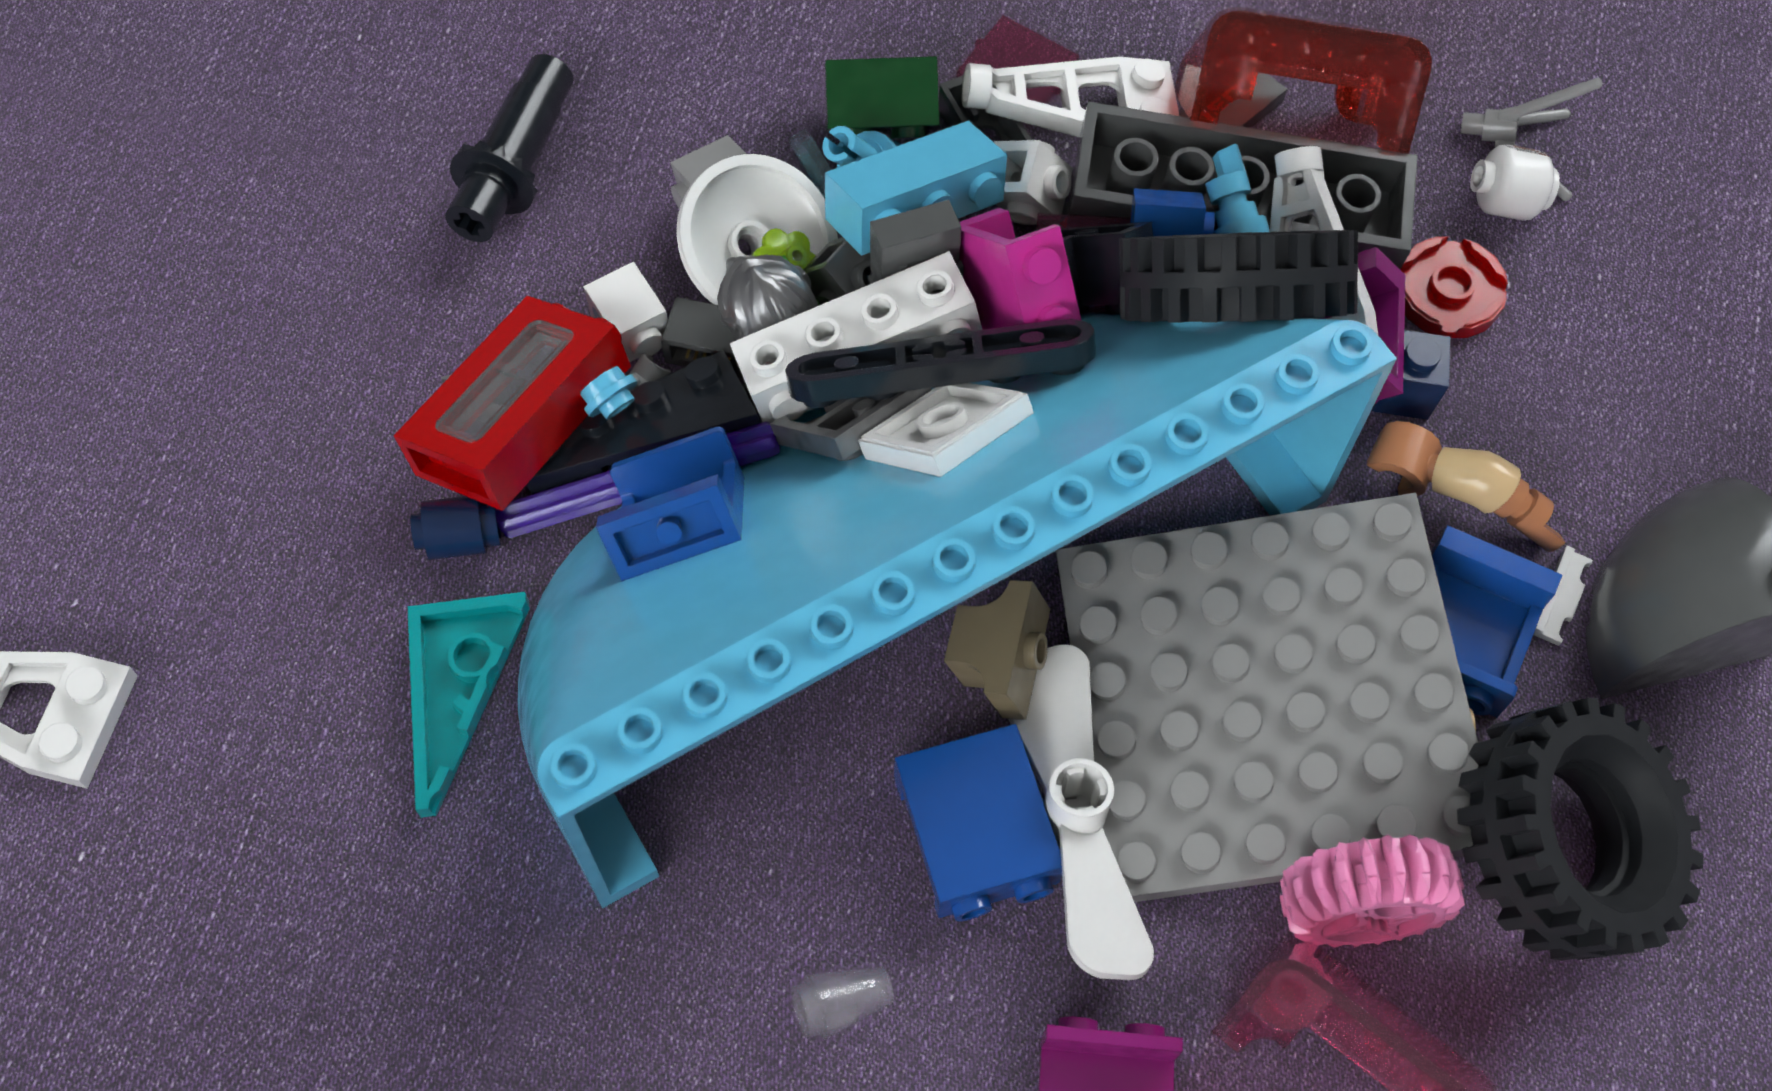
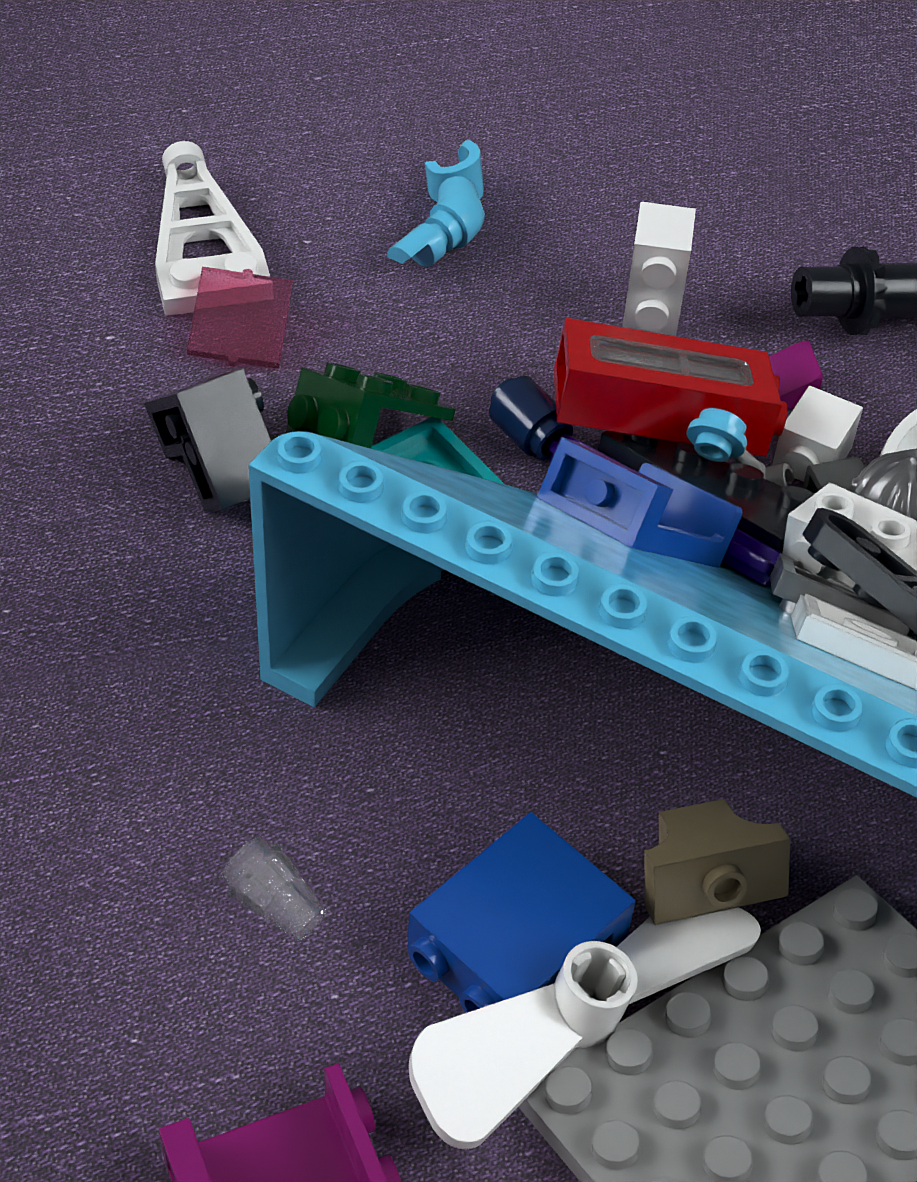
camera: 60 degrees right, 15 degrees down
(146, 443) = (454, 217): none -> medium azure piece
(154, 718) = (240, 317): none -> clear pink piece
(319, 812) = (216, 432): none -> brick
(361, 671) = (348, 403): none -> dark green bracket
(365, 320) = (659, 268): none -> white brick
(542, 281) = (796, 371): none -> magenta slope

